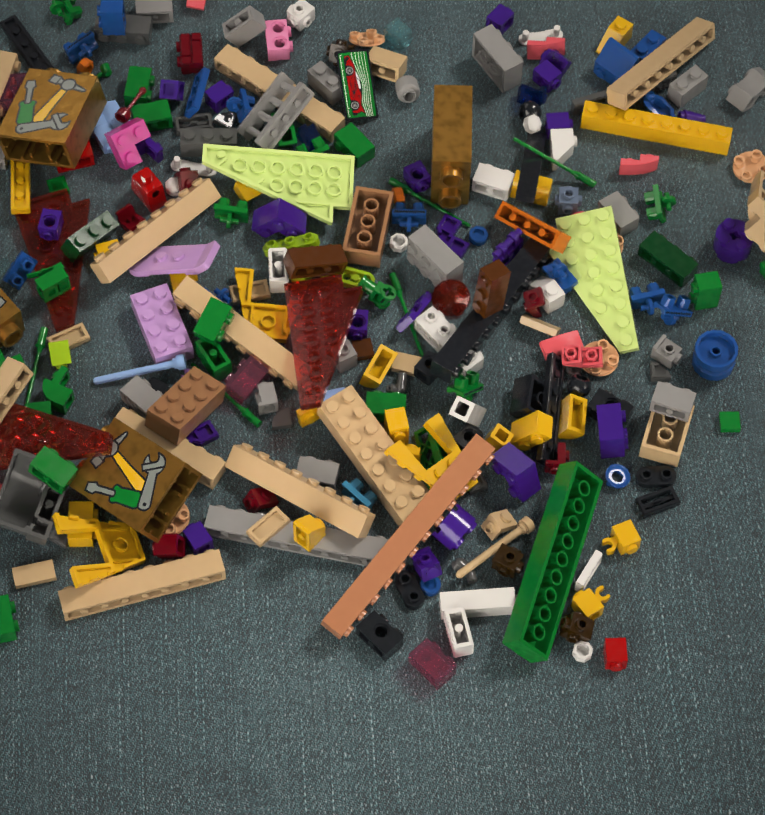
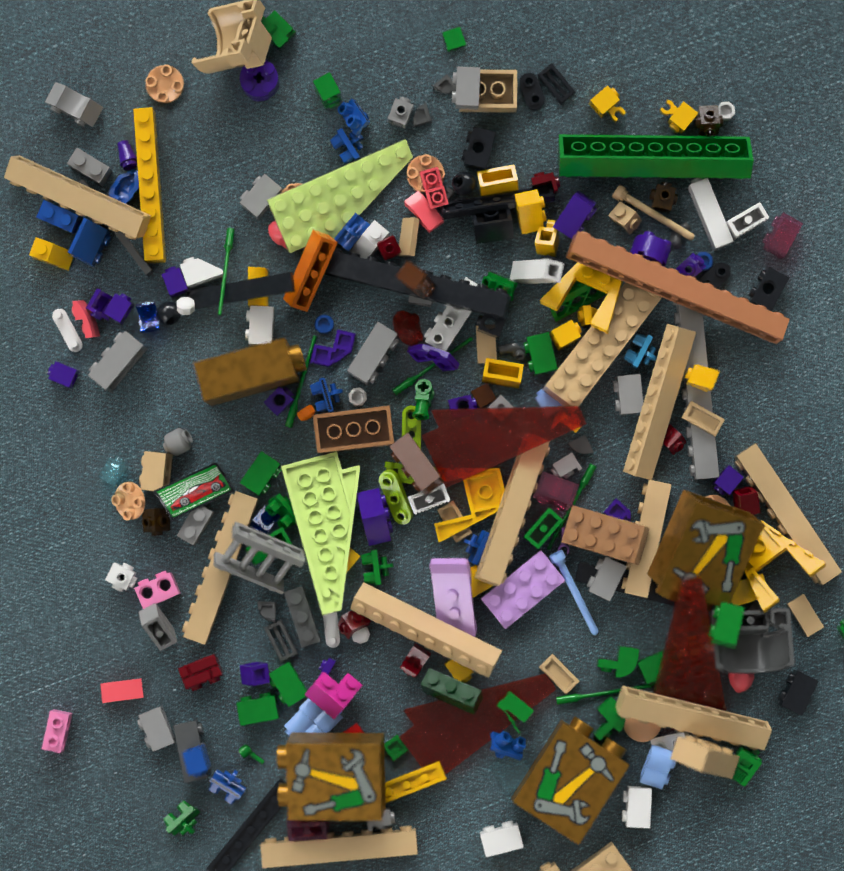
camera: 110 degrees left, 25 degrees up
(47, 218) = (444, 740): dark purple brick -> none
(59, 353) = (583, 674): lime brick -> none
(85, 65) = (250, 773): orange tile -> none
(124, 114) = (303, 707): dark red hinge -> none
(144, 184) = (376, 655): red torso -> none
(197, 92) = (249, 648): blue tile -> none
(214, 321) = (520, 535): green brick -> none
(218, 95) = (243, 625): dark purple brick -> none
(241, 105) = (250, 600): blue hips -> none
(509, 248) = (332, 286): dark purple plate -> none
(568, 200) = (265, 254): sand blue brick -> none
(588, 571) = (648, 125): white tile -> none
(611, 432) = (507, 139): dark purple brick -> none
(615, 653) = (720, 81): red brick -> none
(622, 471) = (543, 118): blue piece -> none
(646, 164) = (195, 188): coral slope -> none
(658, 211) = (245, 159): green hips -> none
(668, 259) = (297, 136): dark green brick -> none
(714, 355) = (391, 55): blue wheel -> none

